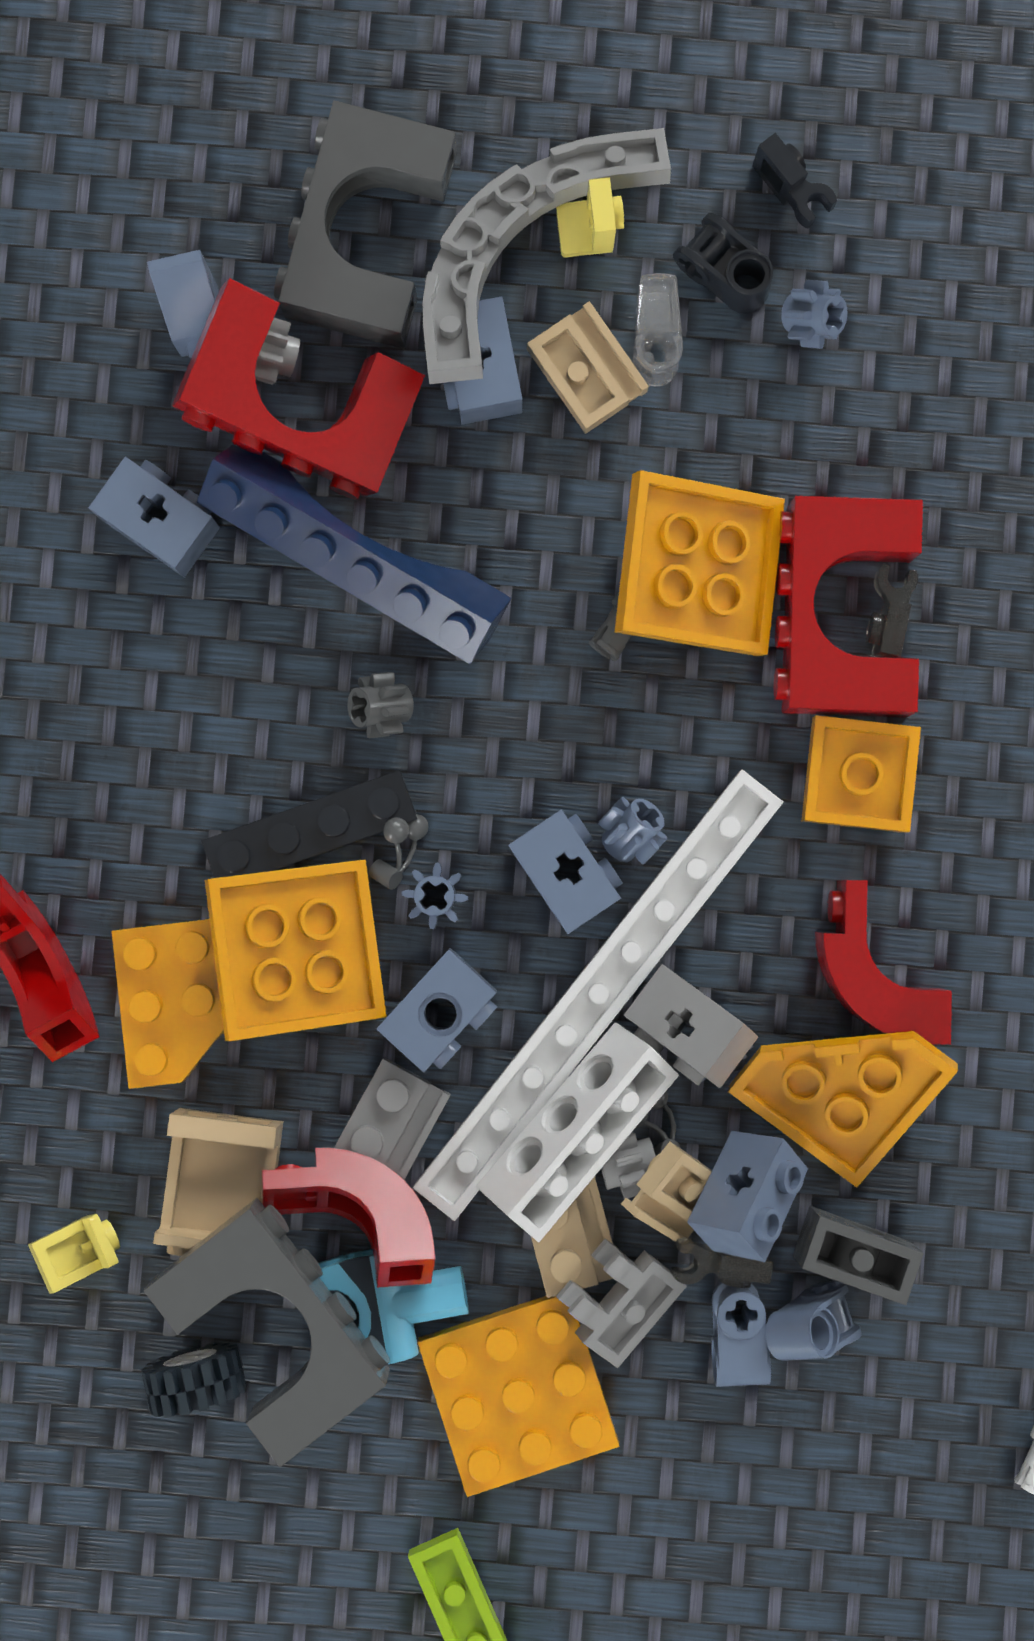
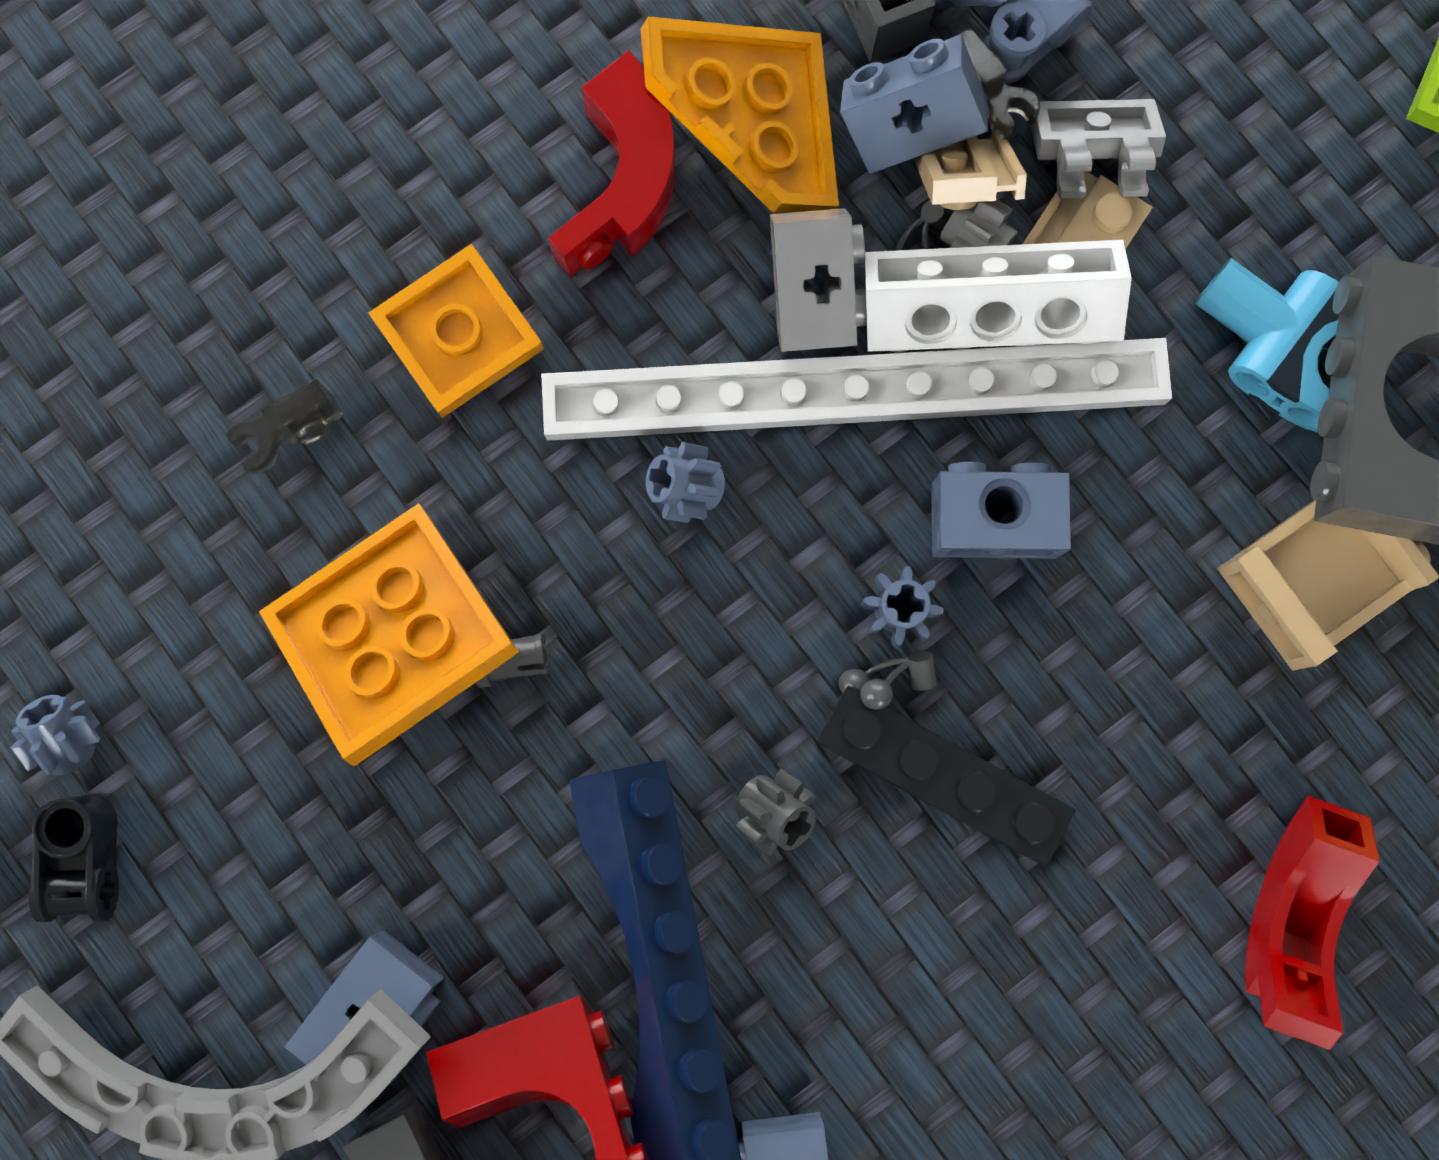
camera: 135 degrees left, 5 degrees down
(166, 999) = (1187, 760): light orange plate -> none
(295, 949) = (1068, 688): light orange plate -> none
(370, 1198) = (1216, 427): arch -> none
(393, 1117) = (1131, 471): light grey plate -> none
(517, 1393) = (1253, 166): light orange plate -> none
(568, 902) = (783, 473): sand blue brick -> none
(587, 367) = (286, 905): tan plate -> none
(590, 224) = (138, 1024): light yellow bracket -> none
(657, 328) = (191, 872): clear piece -> none
(814, 671) = (272, 549): red arch -> none

